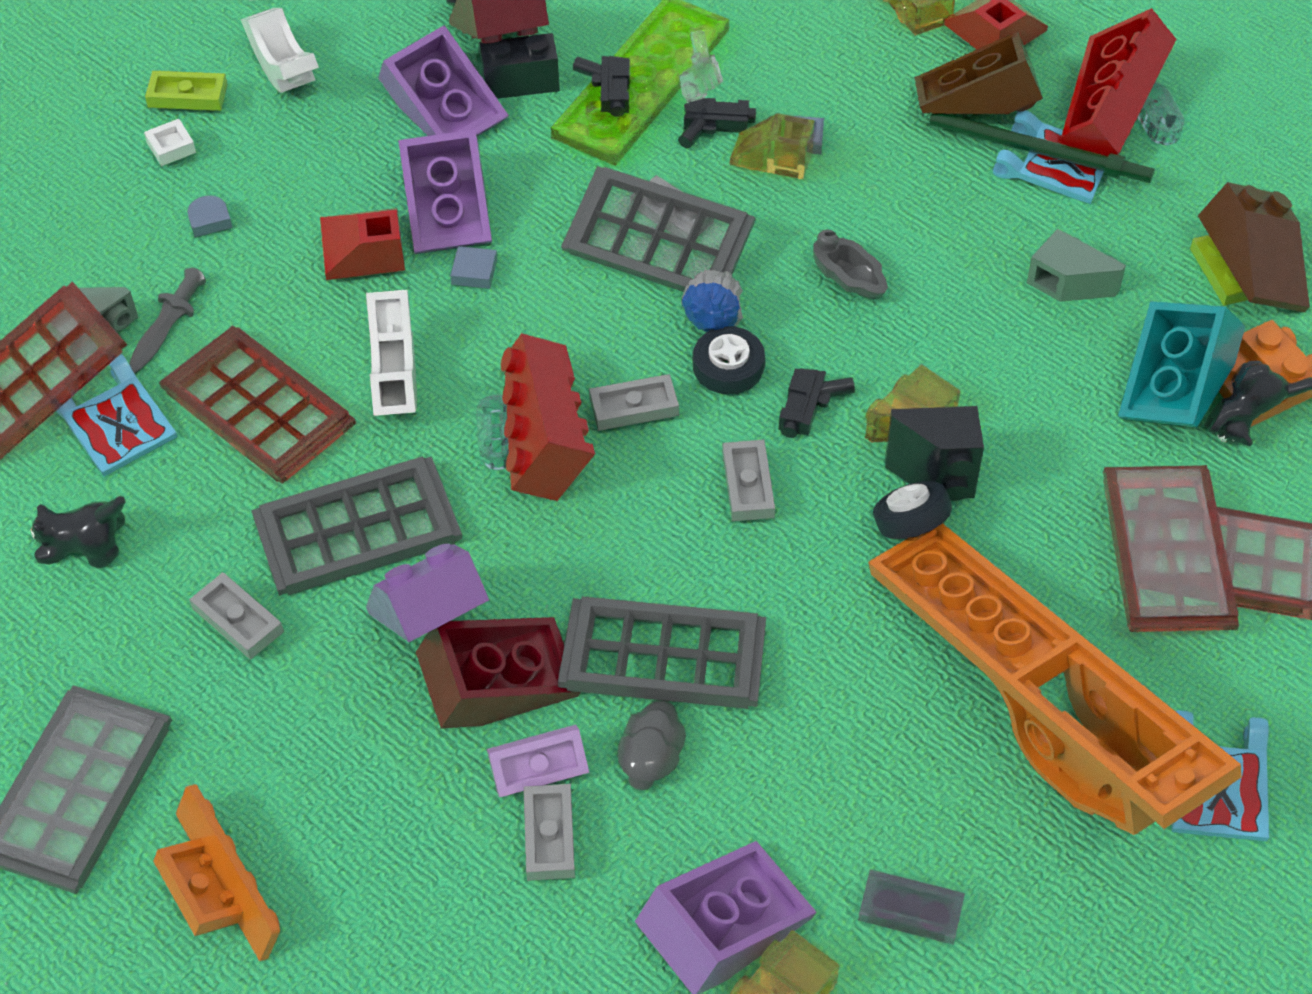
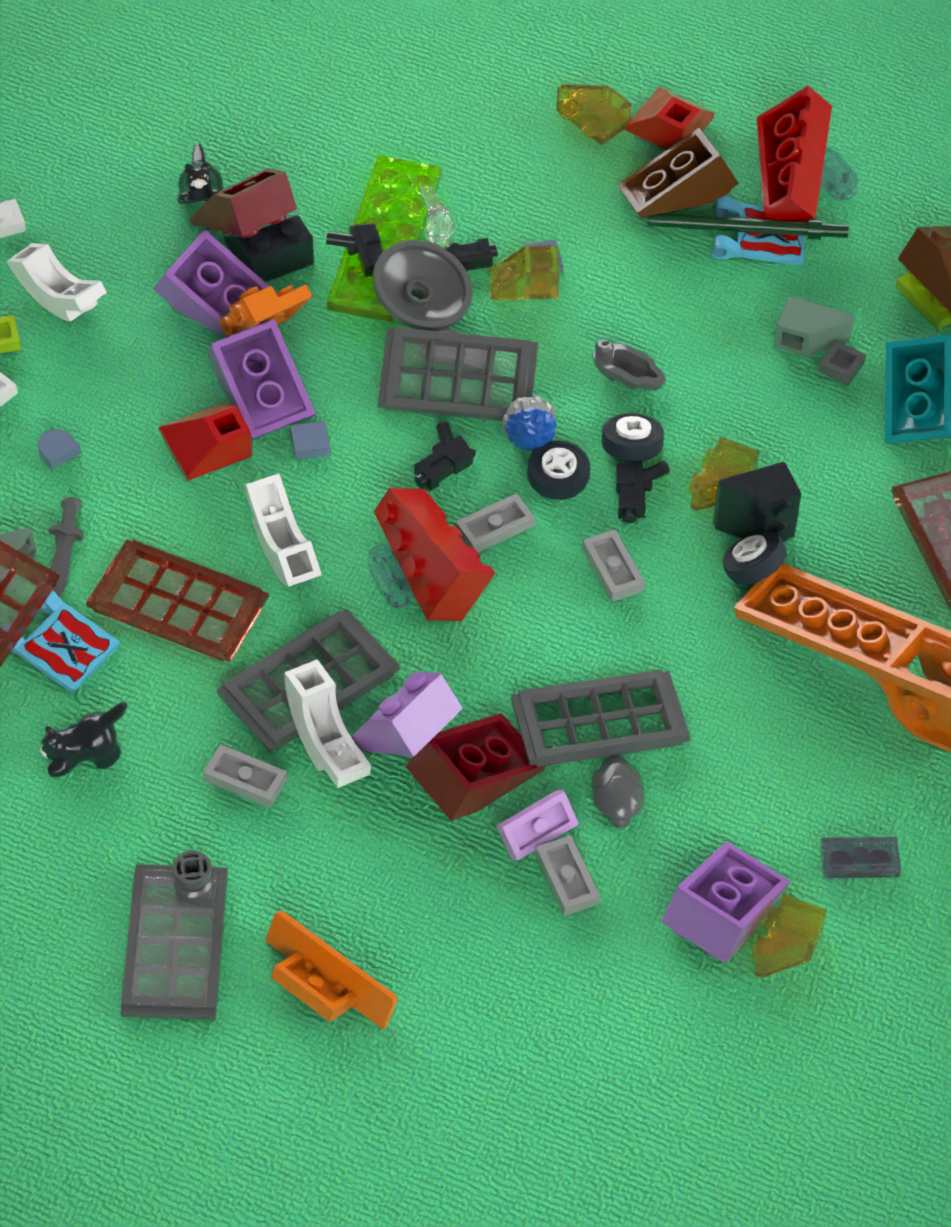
camera: 20 degrees left, 0 degrees up
(115, 717) = (192, 876): none -> dark grey wheel
(340, 579) = (320, 726): none -> white arch
(466, 111) = (262, 306): none -> orange plate
(613, 320) = (447, 458): none -> black piece
(657, 116) = (431, 276): none -> dark grey dish
(825, 343) = (632, 437): none -> black wheel
(1096, 316) = (842, 363): none -> dark grey plate

